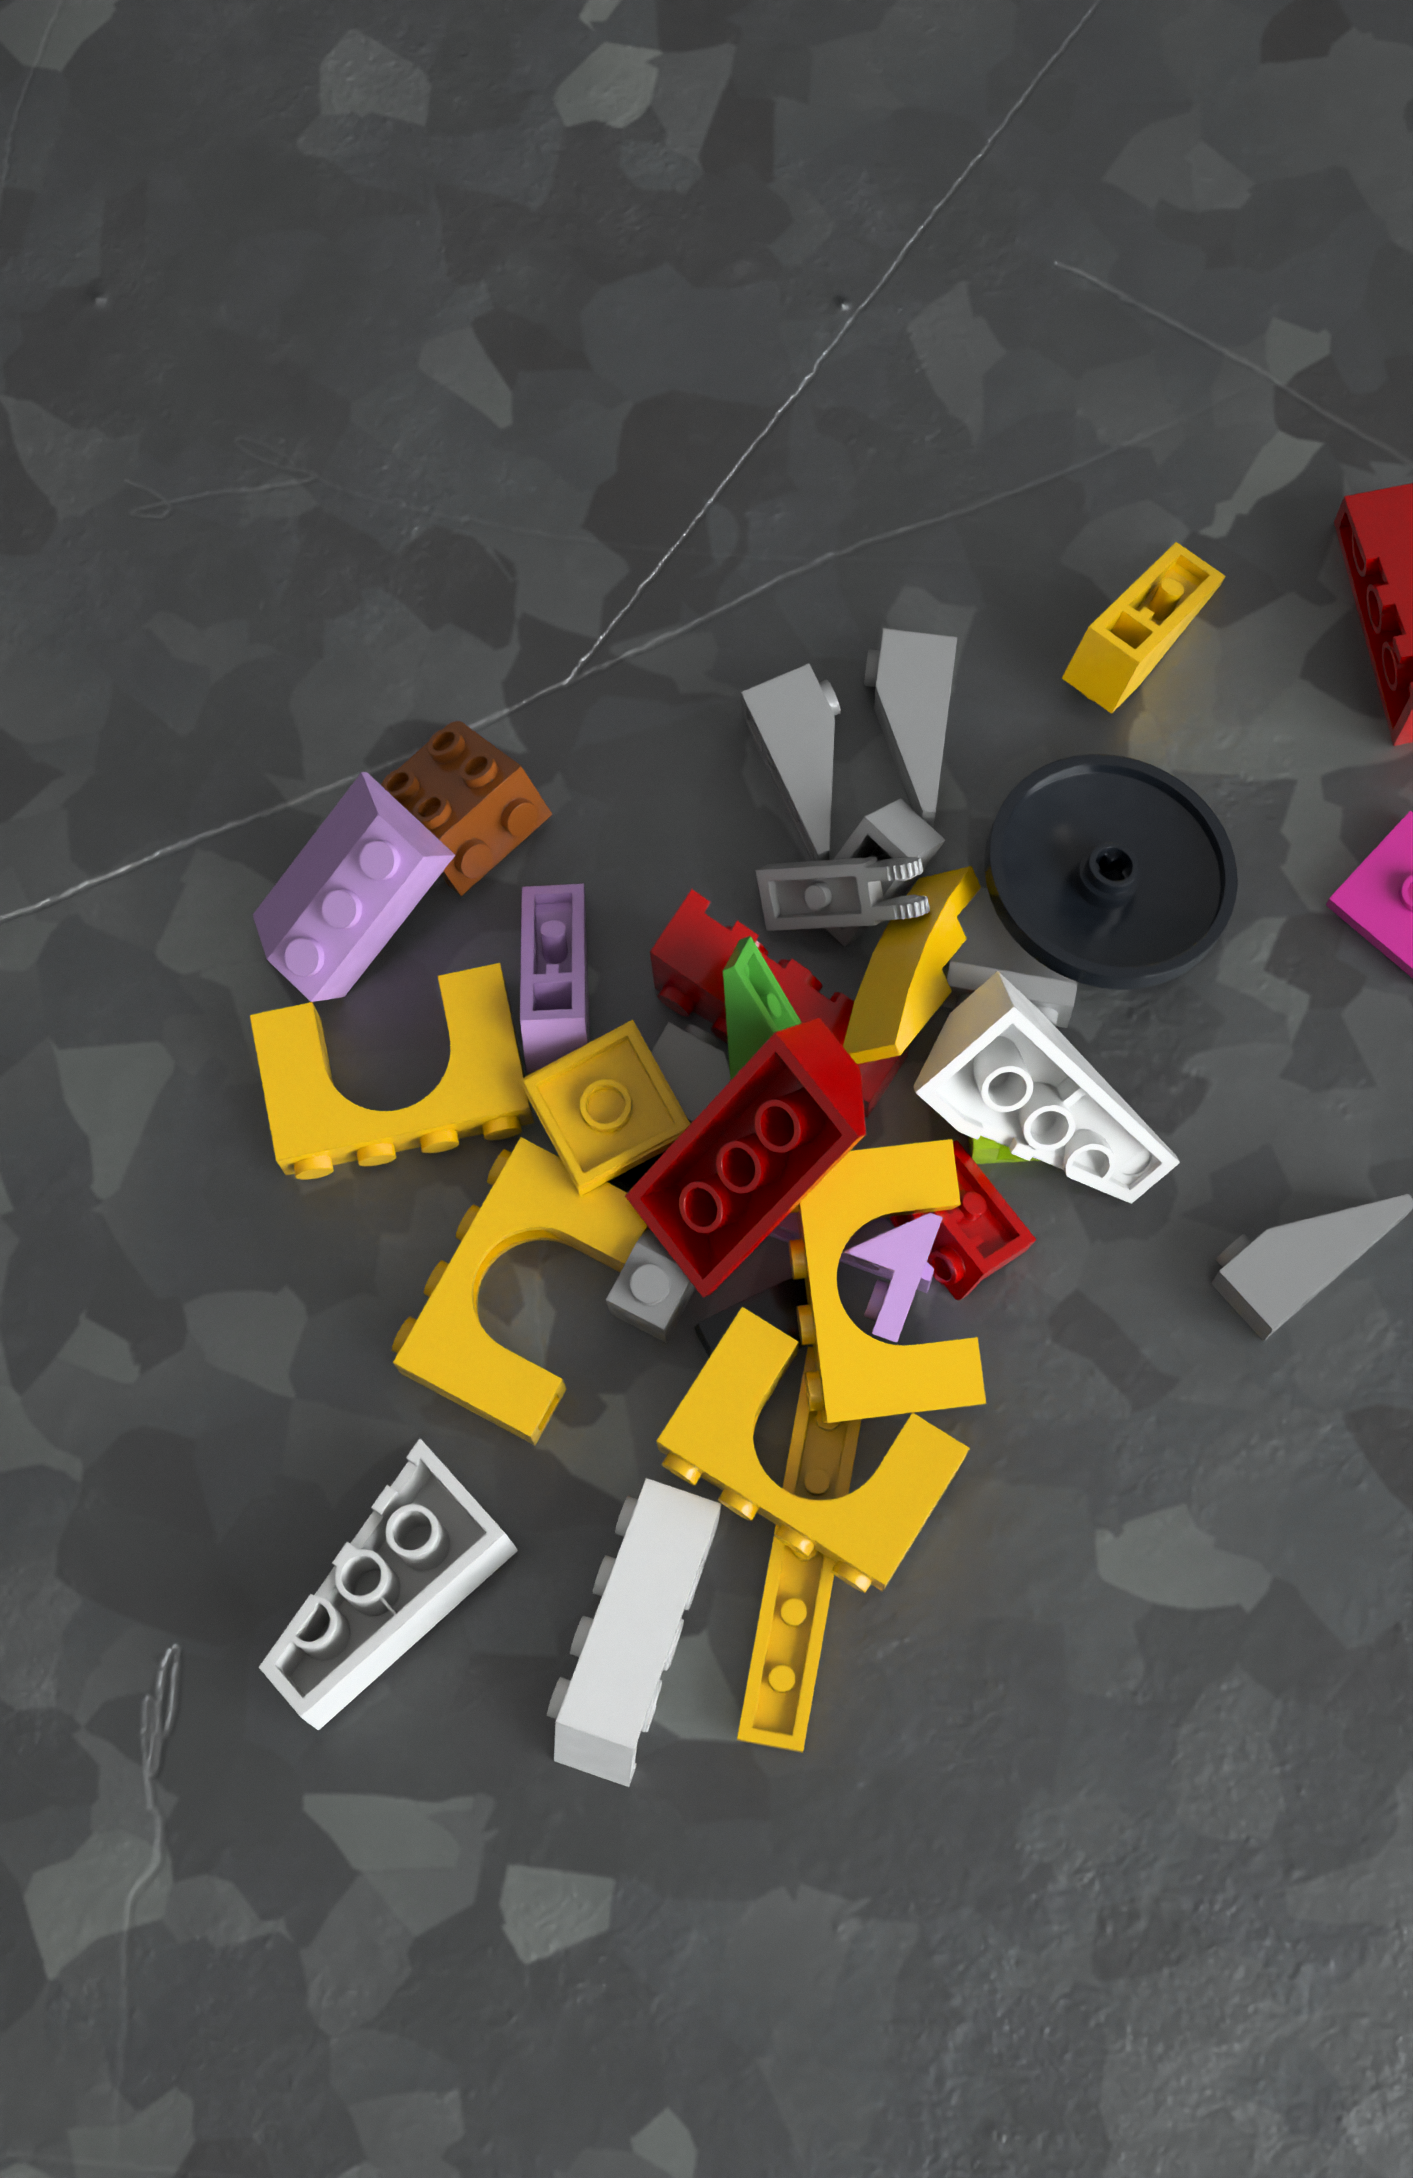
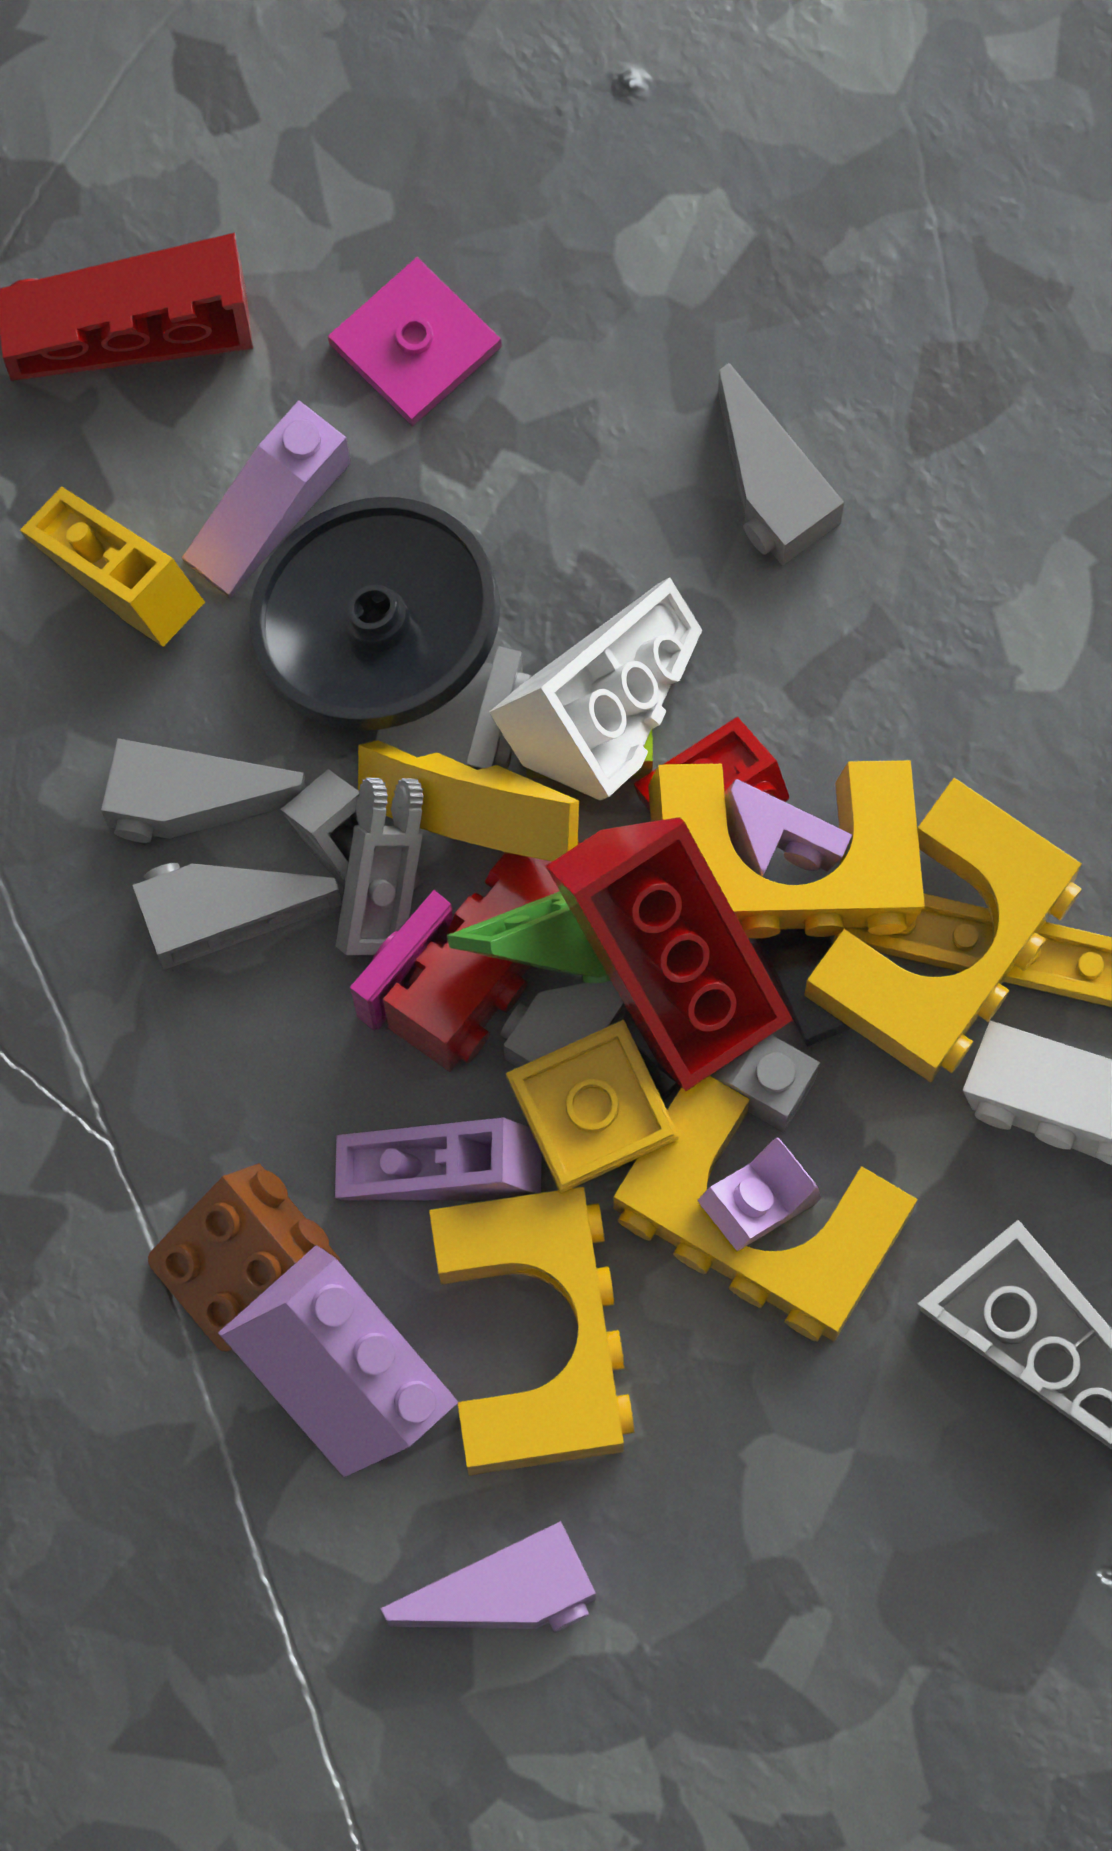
camera: 90 degrees left, 0 degrees up
(140, 1072) = (513, 1588): none -> lavender slope
(530, 1283) = (760, 1196): none -> lavender slope
(735, 902) = (397, 956): none -> dark pink plate
(1229, 766) = (268, 498): none -> lavender slope

